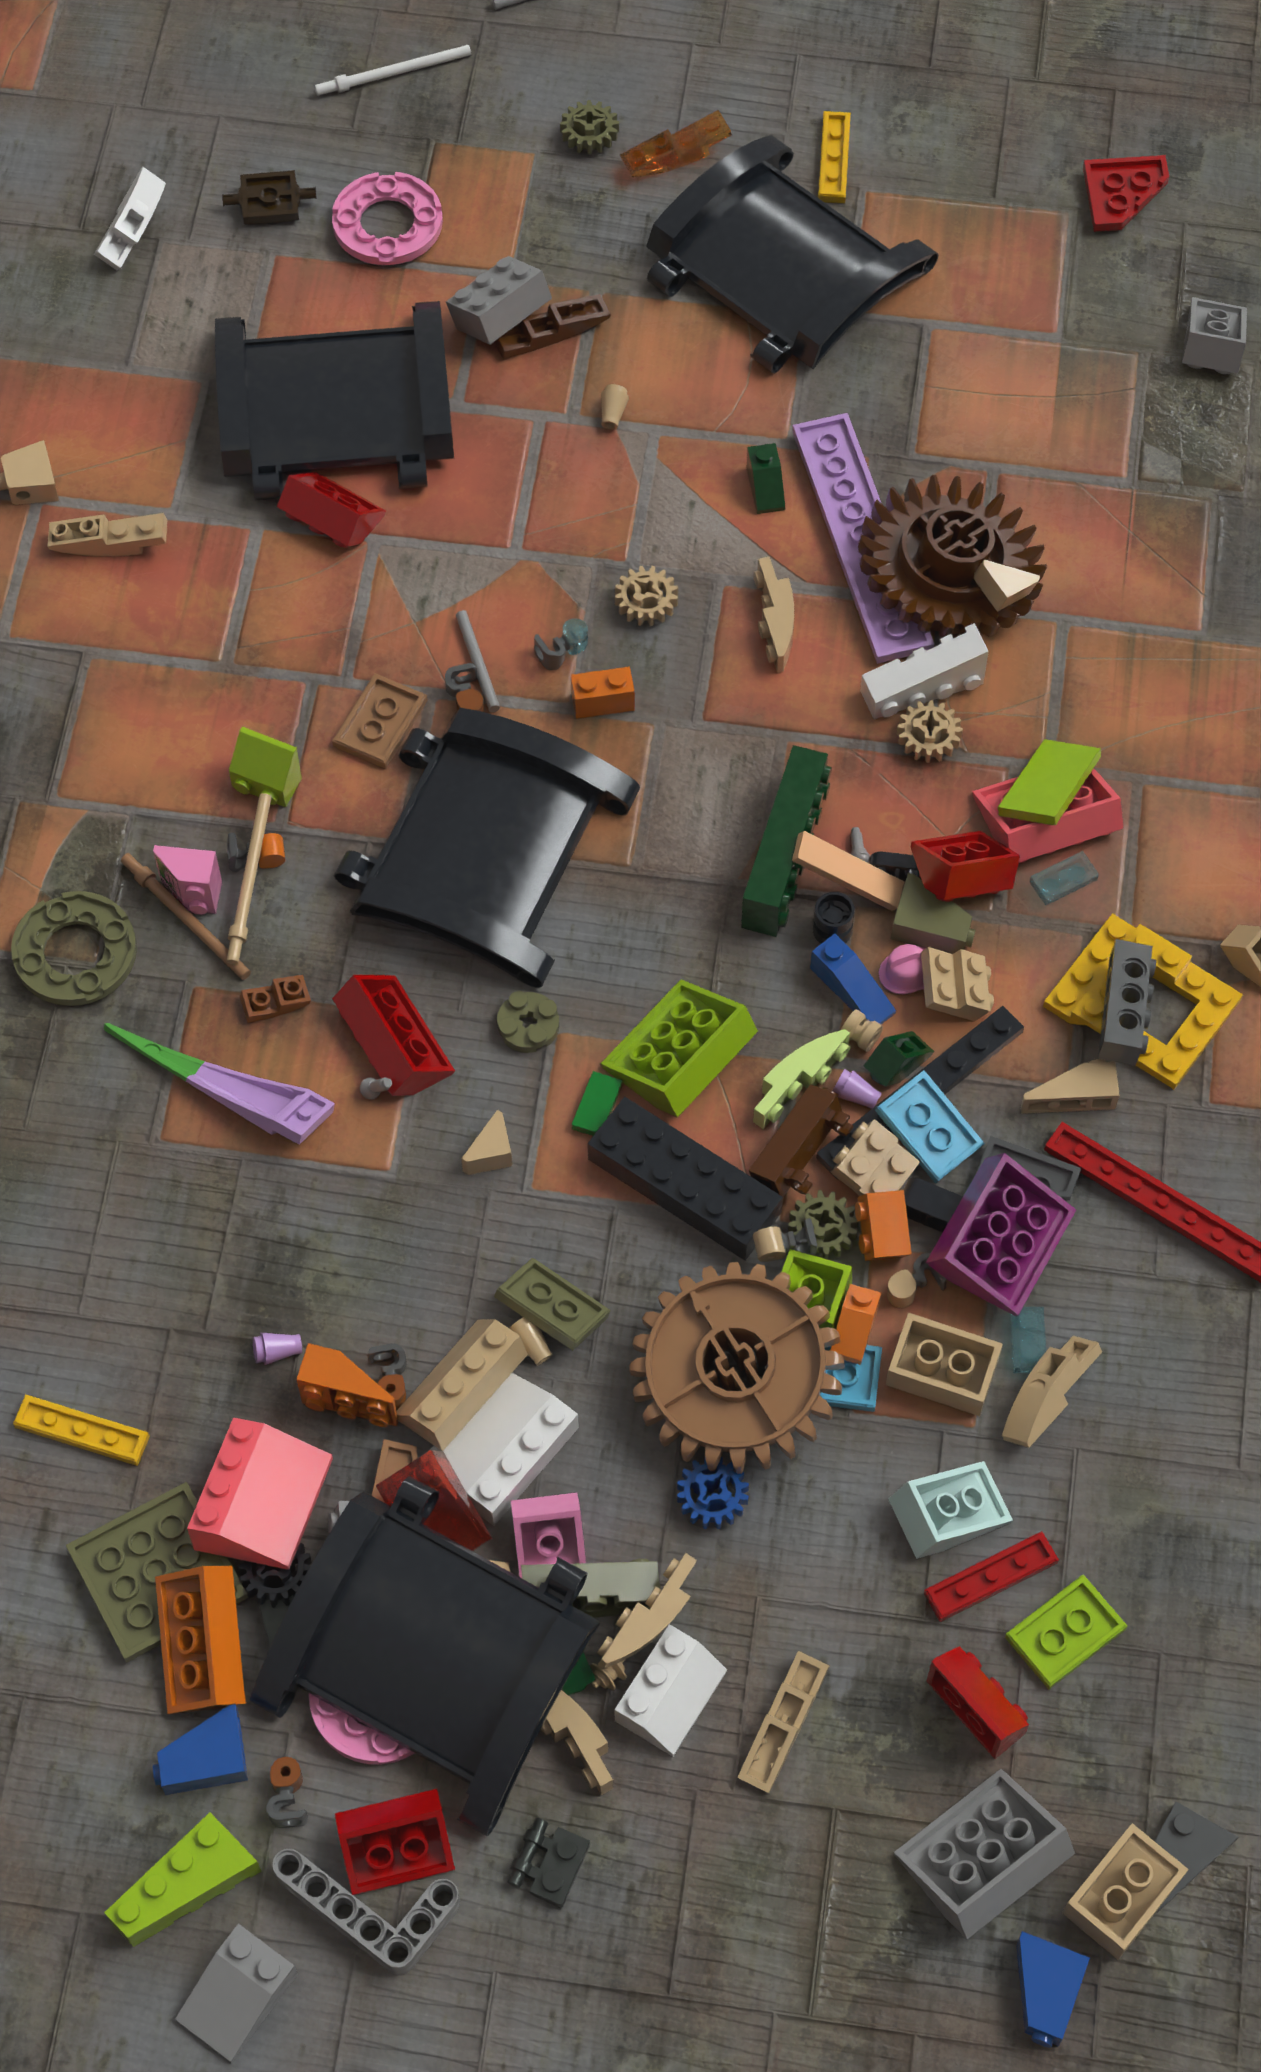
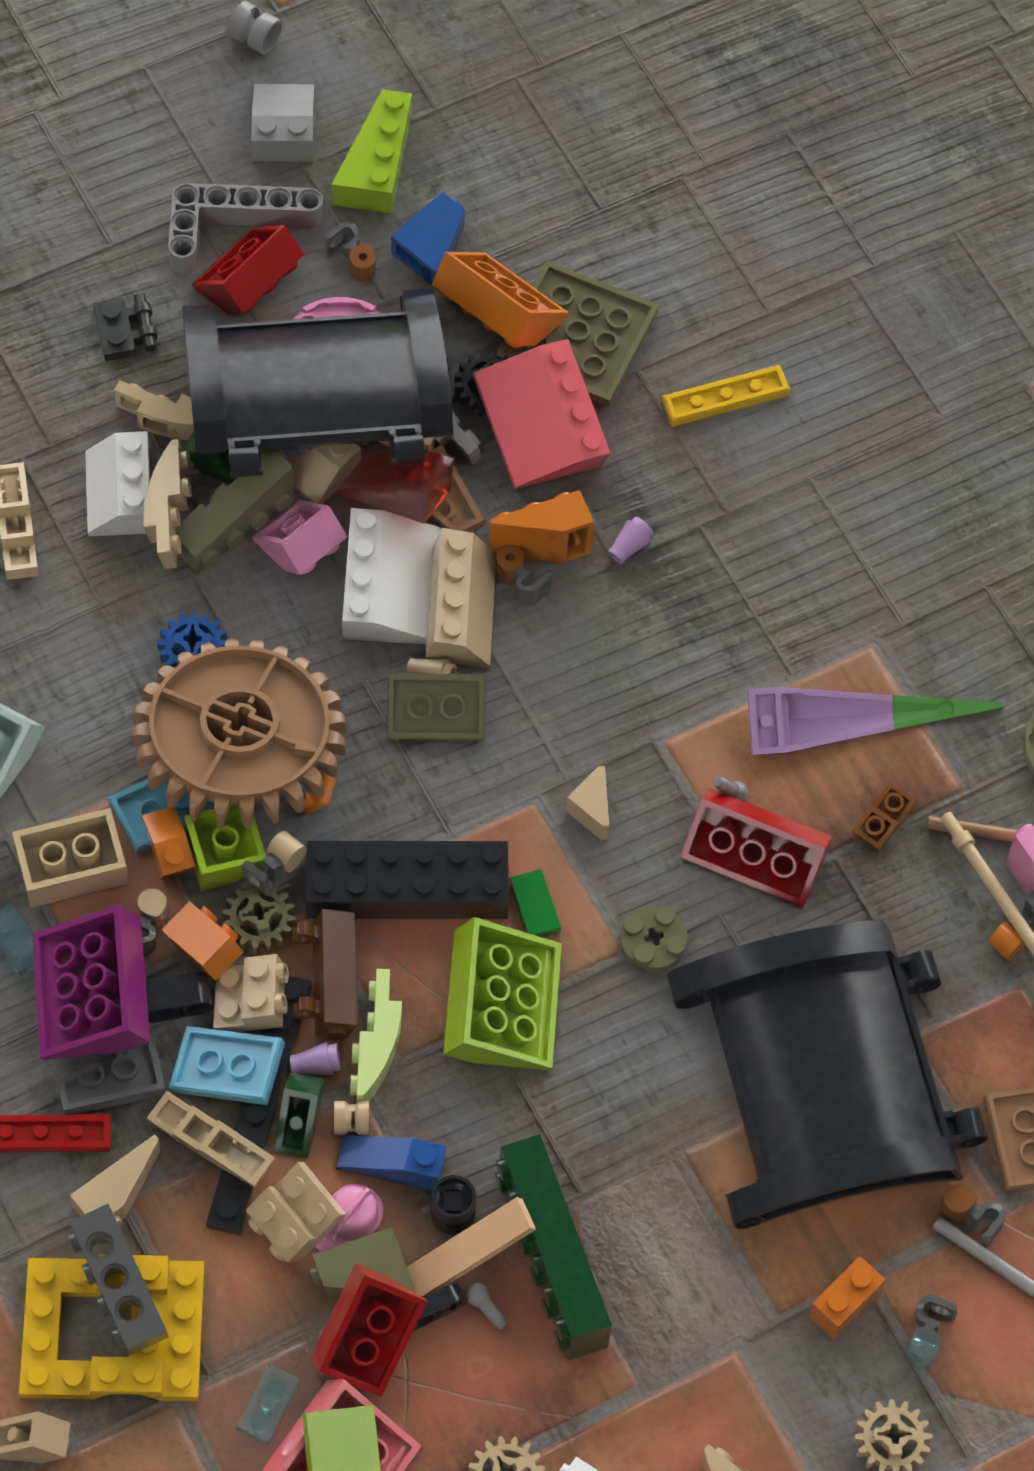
camera: 140 degrees right, 0 degrees up
(981, 1075) = (211, 1139): none -> tan slope

